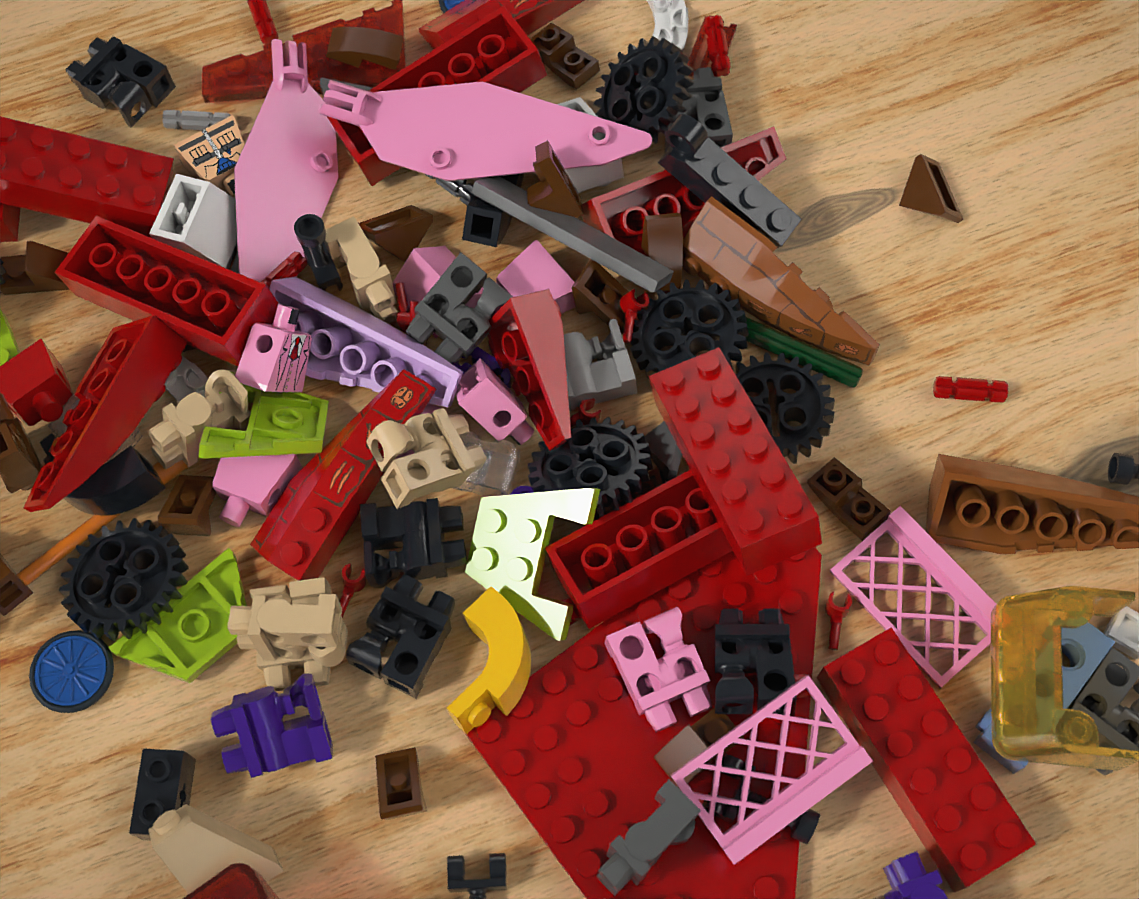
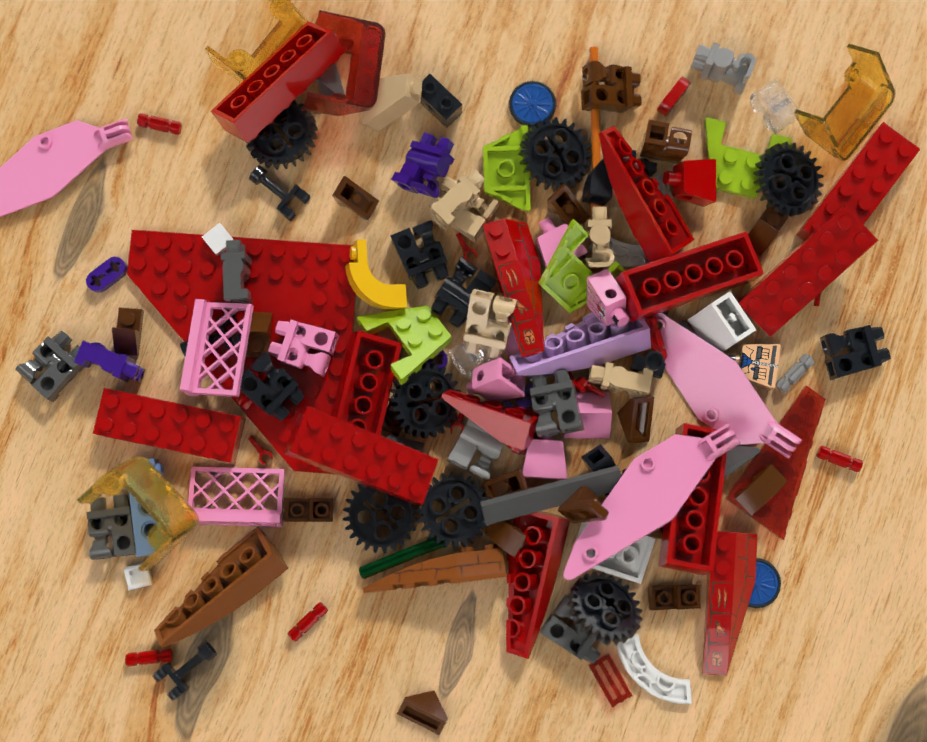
camera: 130 degrees right, 15 degrees up
(631, 307) = (493, 492): red hand -> none
(712, 172) = (507, 595): hinge -> none
(717, 45) = (605, 681): red axle -> none

